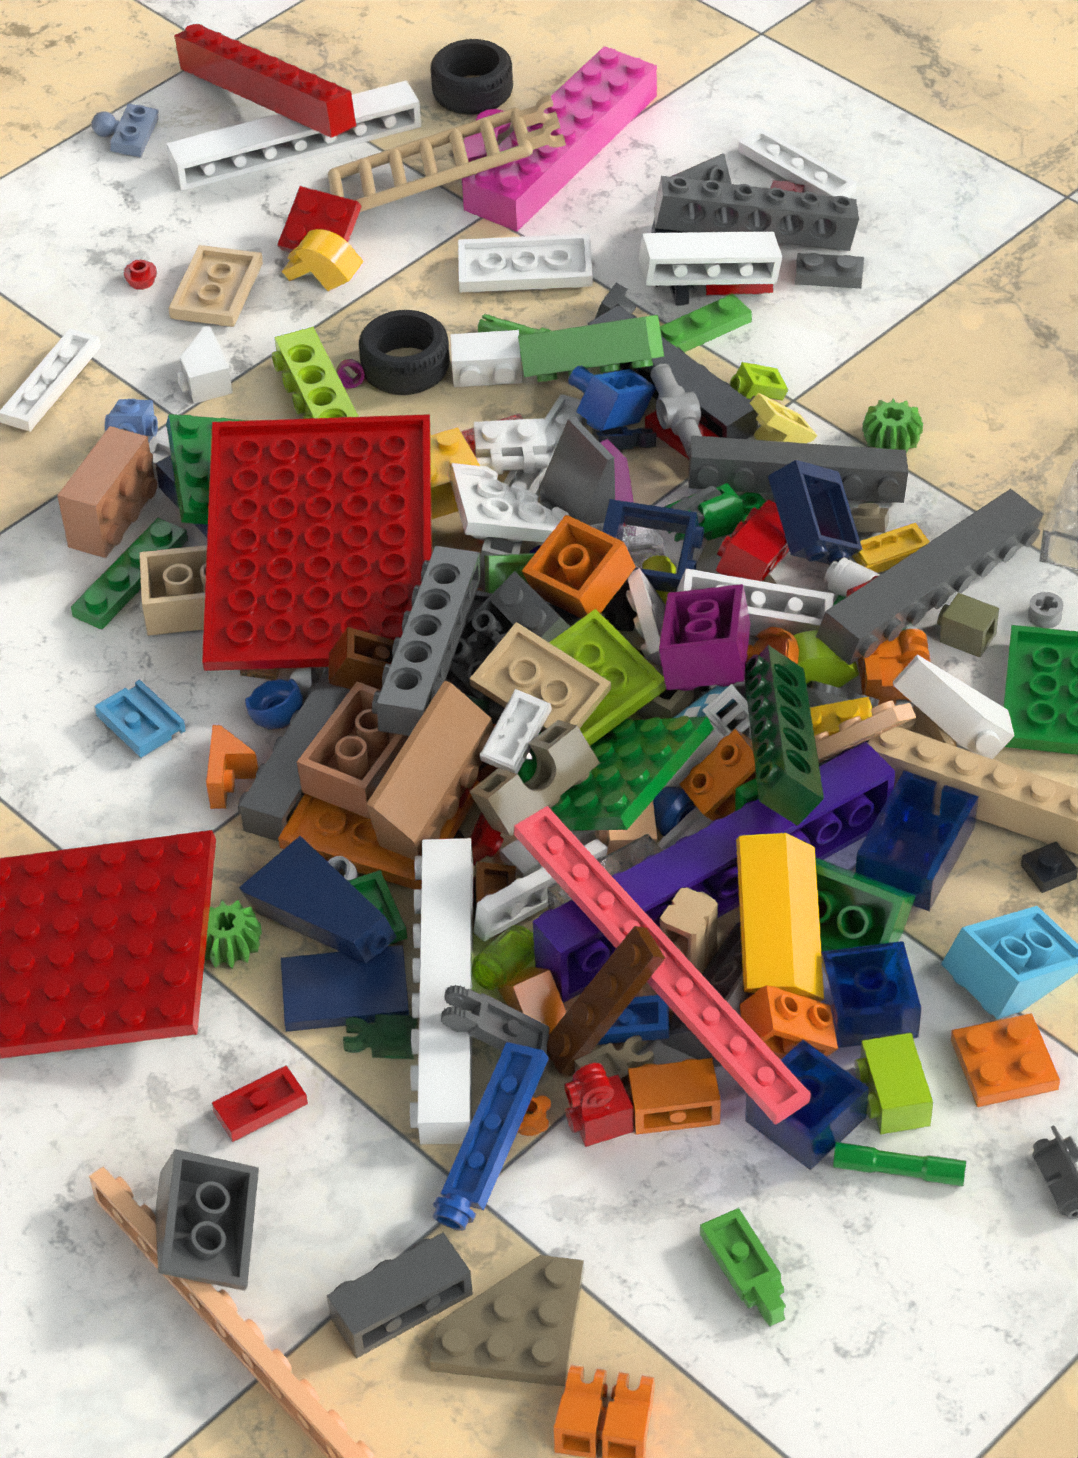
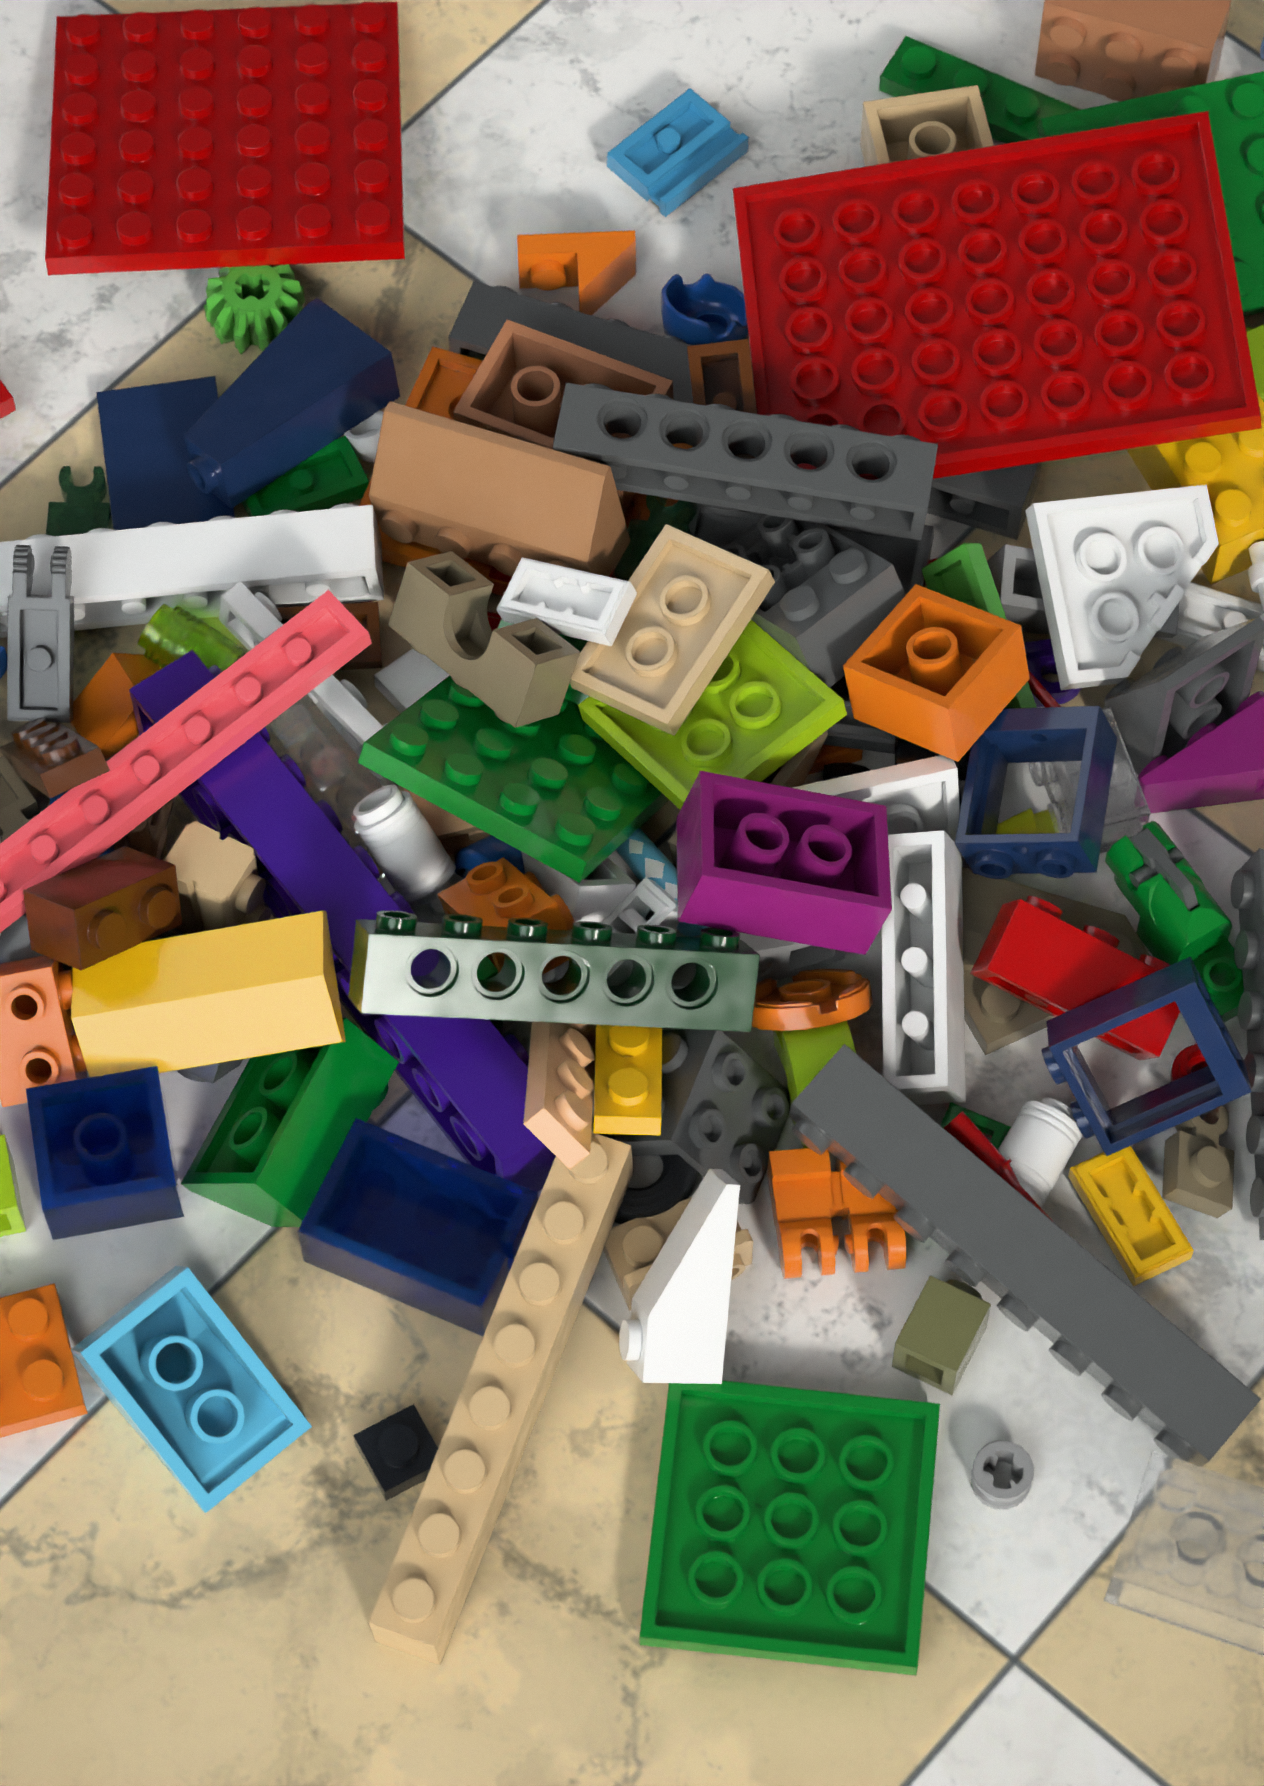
camera: 85 degrees right, 15 degrees up
(664, 827) = (403, 844): none -> white head
(725, 959) = (102, 907): none -> reddish brown brick

